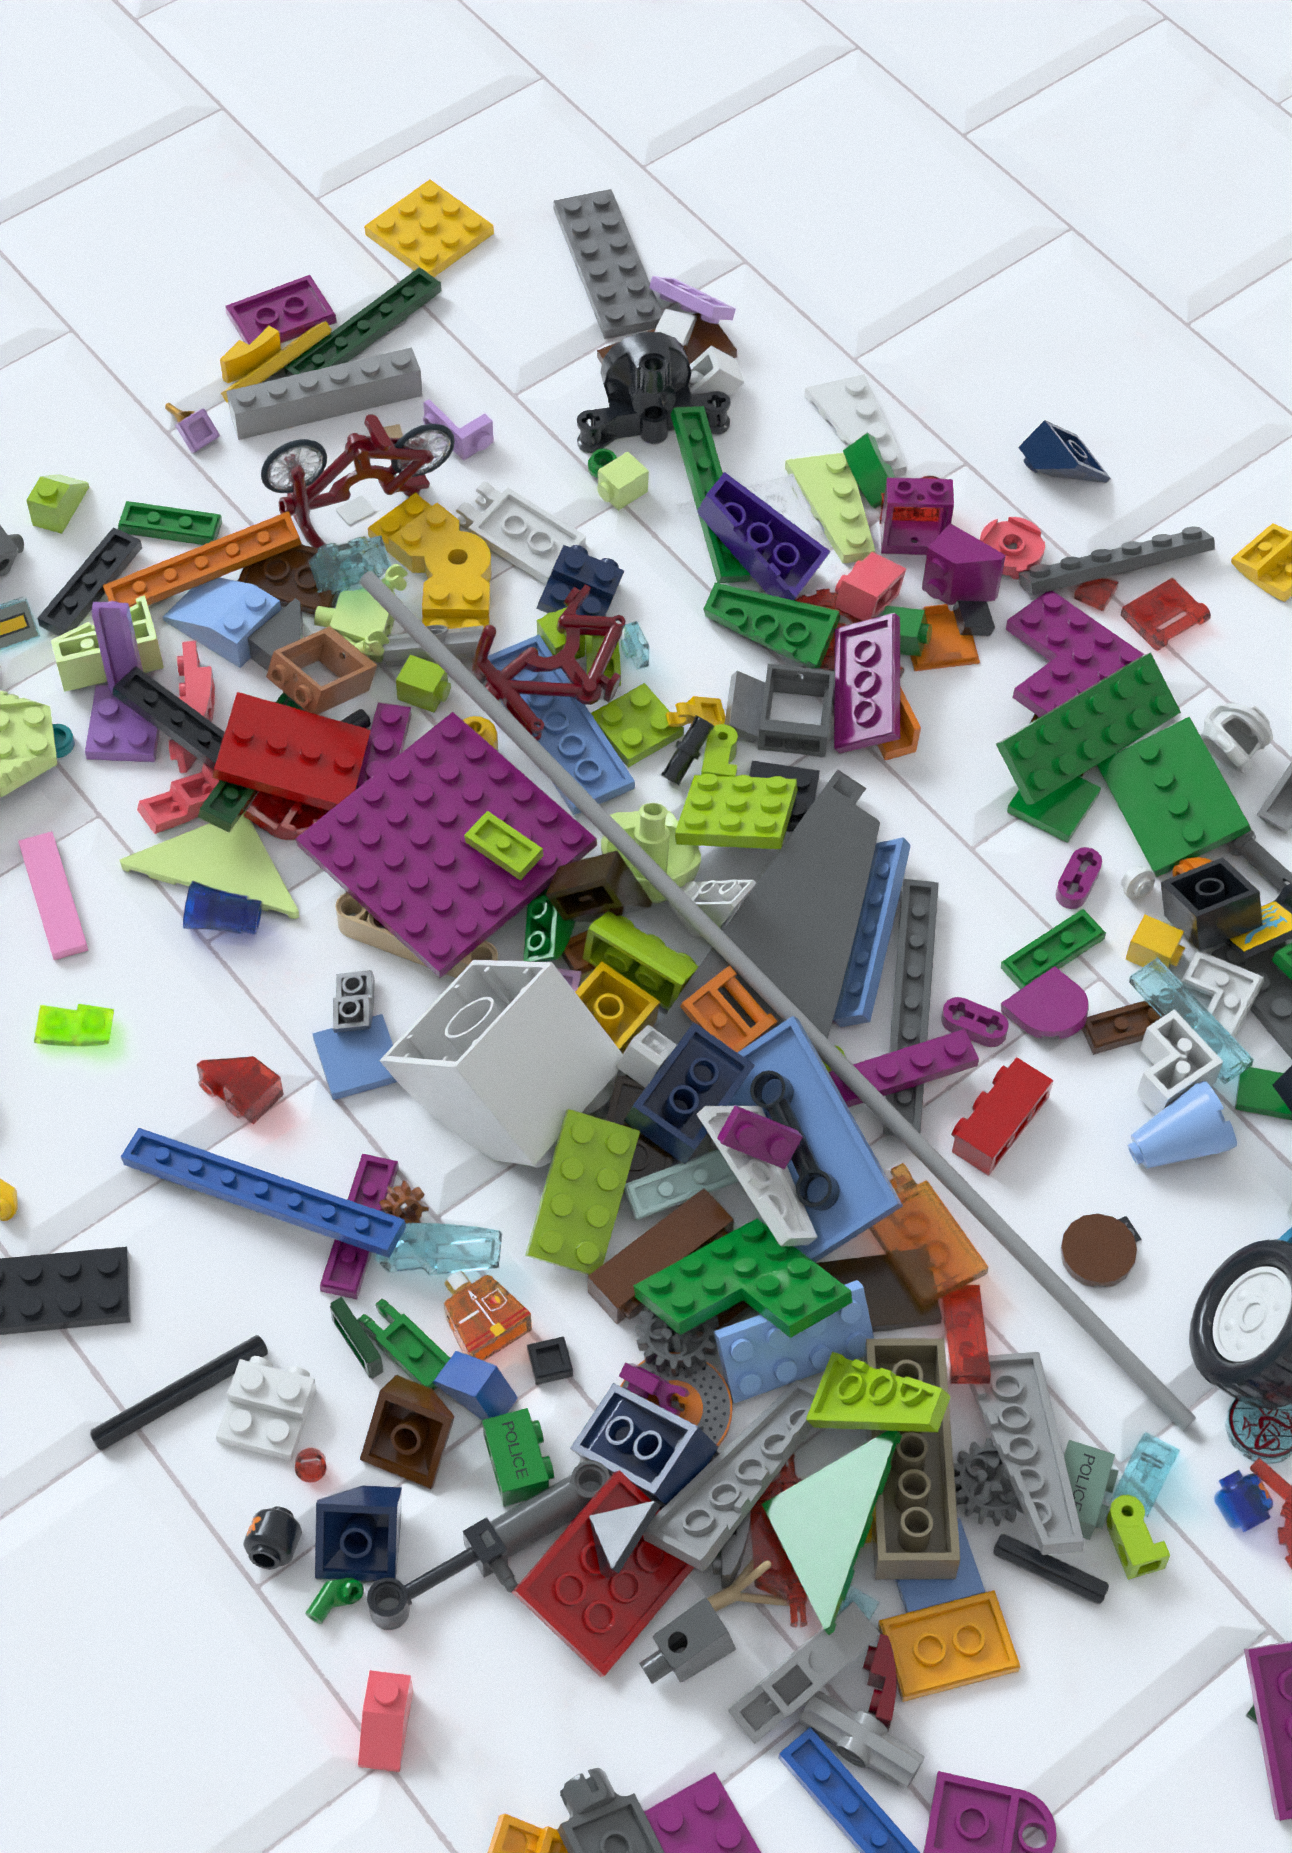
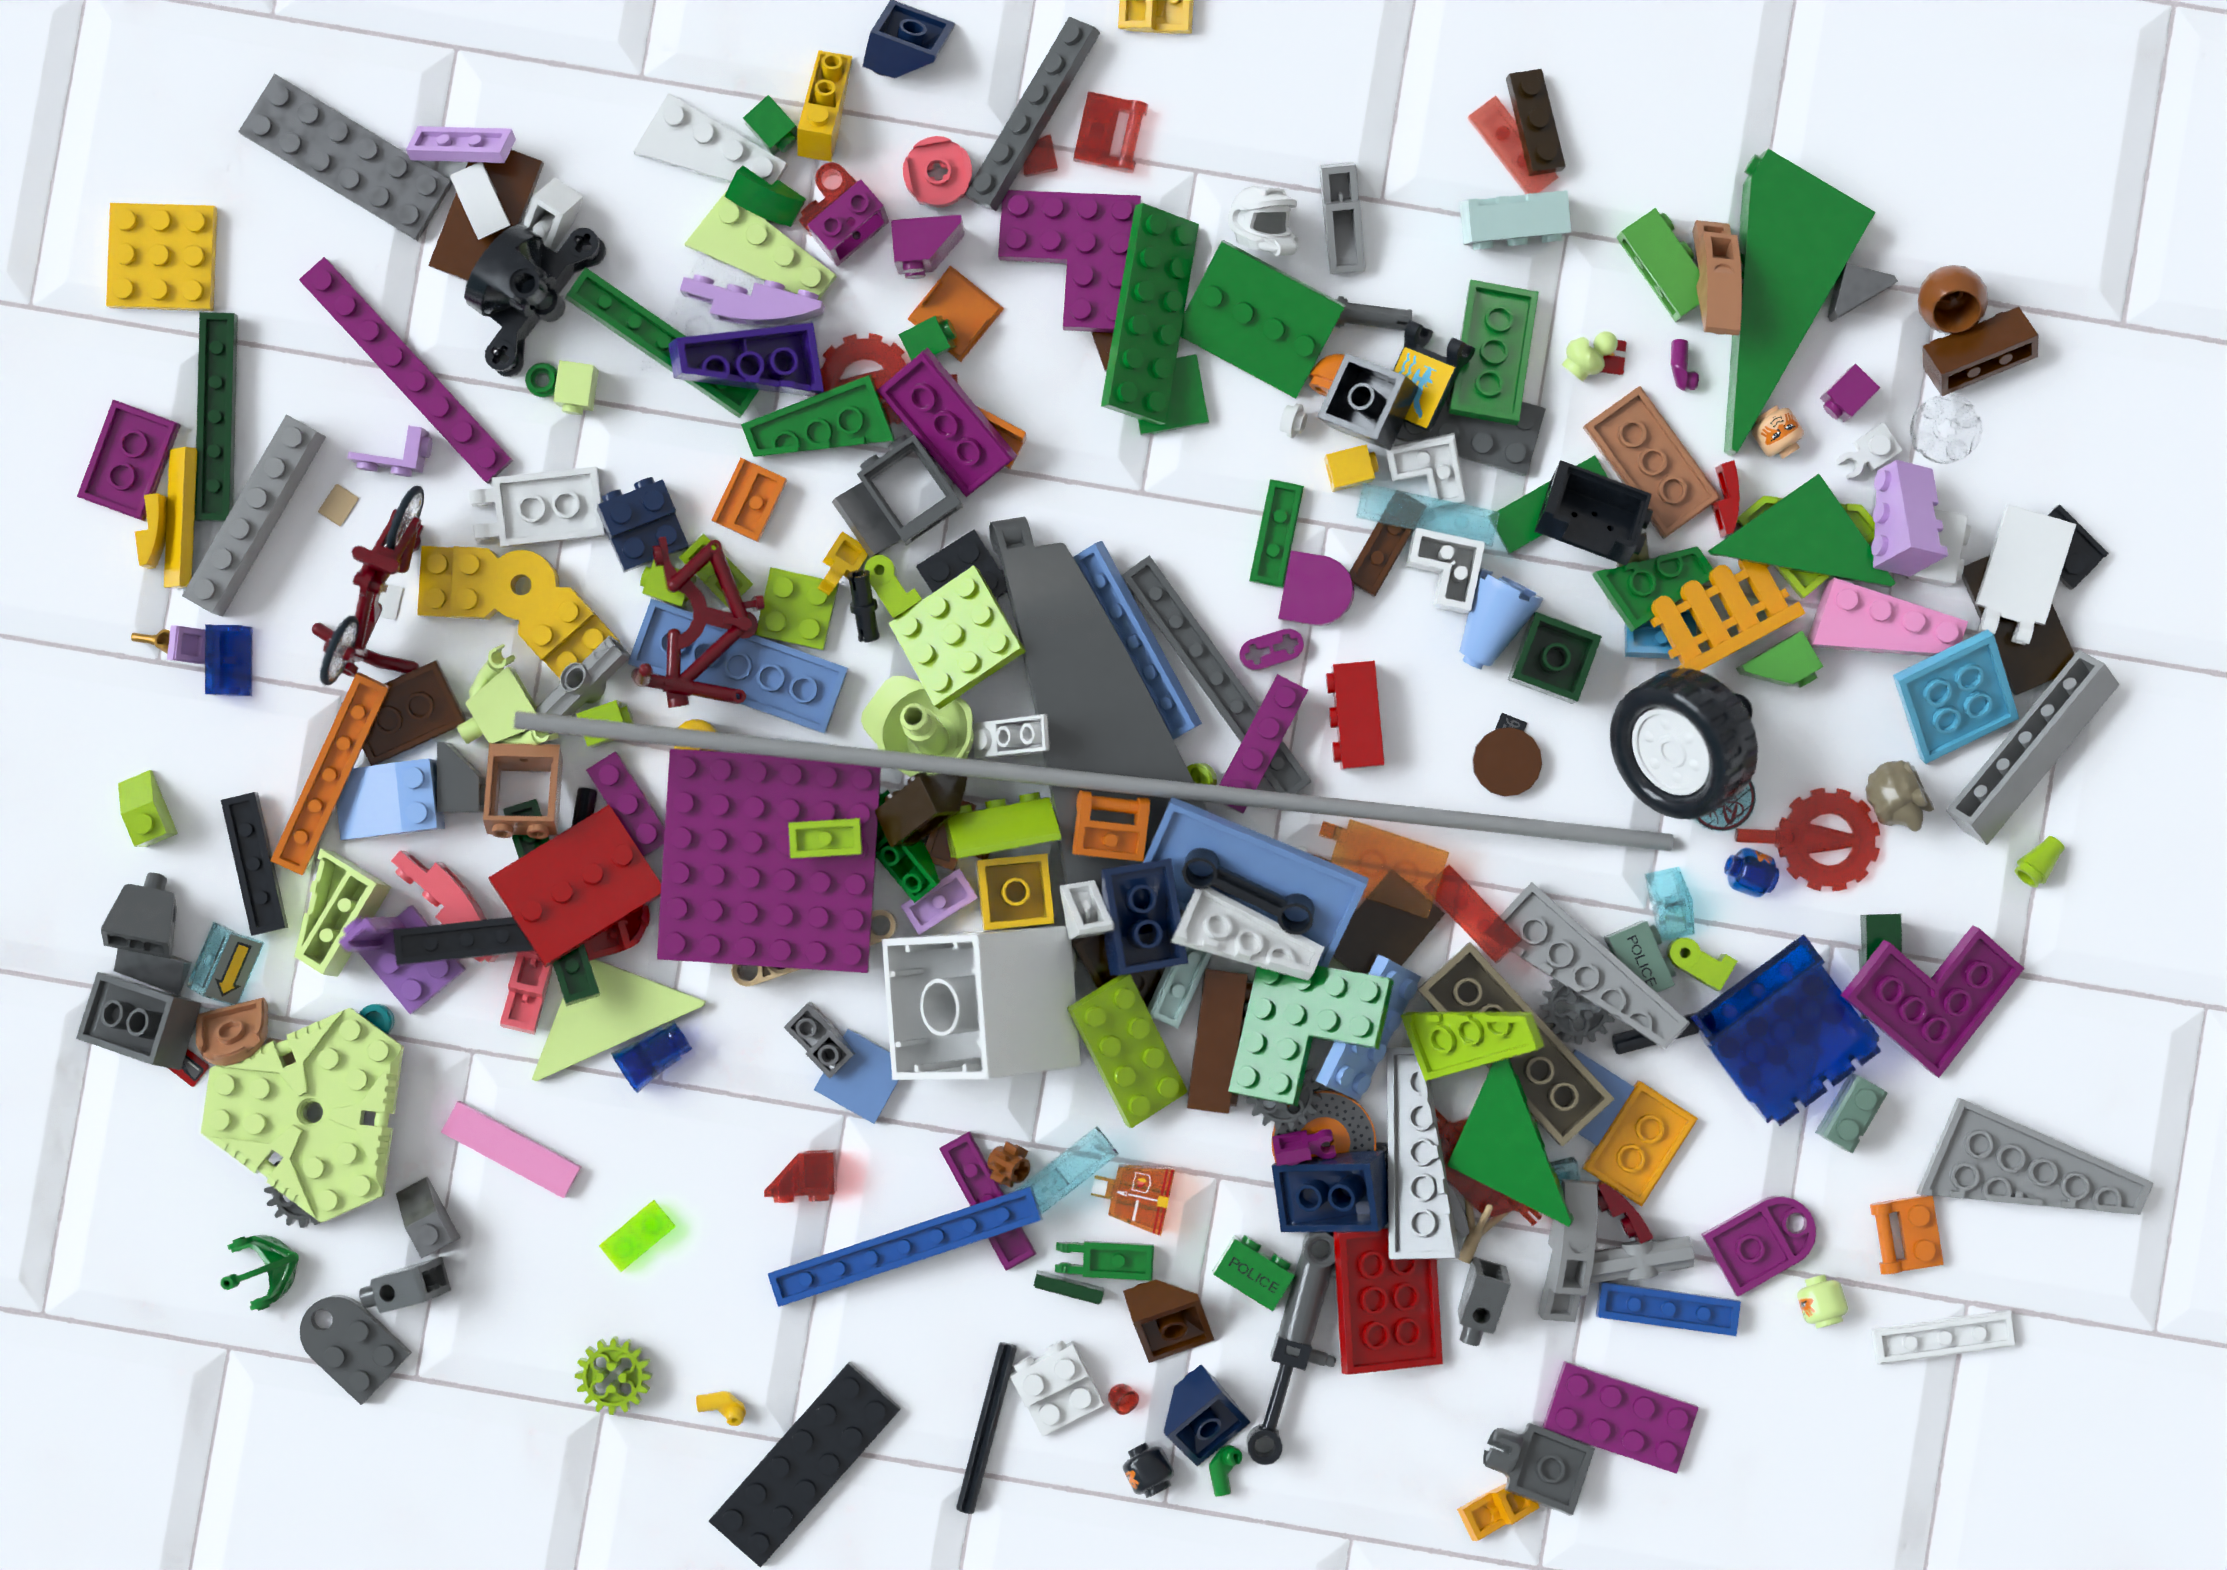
camera: 40 degrees left, 30 degrees up
(169, 523) = (255, 749): green tile -> none
(212, 458) = (228, 660): none -> clear blue hinge
(343, 565) = (452, 677): clear light blue brick -> none
(385, 1720) = (1332, 1518): coral slope -> none
(476, 1386) = (1182, 1251): blue slope -> none
(517, 396) = (405, 370): none -> magenta plate
(550, 1360) = (1208, 1180): black tile -> none
(618, 1534) = (1380, 1274): slope -> none
(635, 645) = (733, 541): clear light blue plate -> none
(675, 632) = (749, 500): none -> orange plate
(759, 1137) = (1232, 923): magenta plate -> none
(806, 516) = (765, 306): none -> lavender slope
(869, 587) = (867, 322): coral brick -> none
(918, 437) = (771, 126): none -> green brick
(965, 453) = (823, 106): none -> yellow slope
(973, 618) = (967, 273): black tile -> none
(1072, 875) = (1252, 449): magenta beam -> none
(1165, 1646) = (1786, 1032): none -> clear blue slope
(1169, 1777) = (1851, 1112): none -> sand green brick
(1208, 1197) = (1554, 658): none -> dark green brick

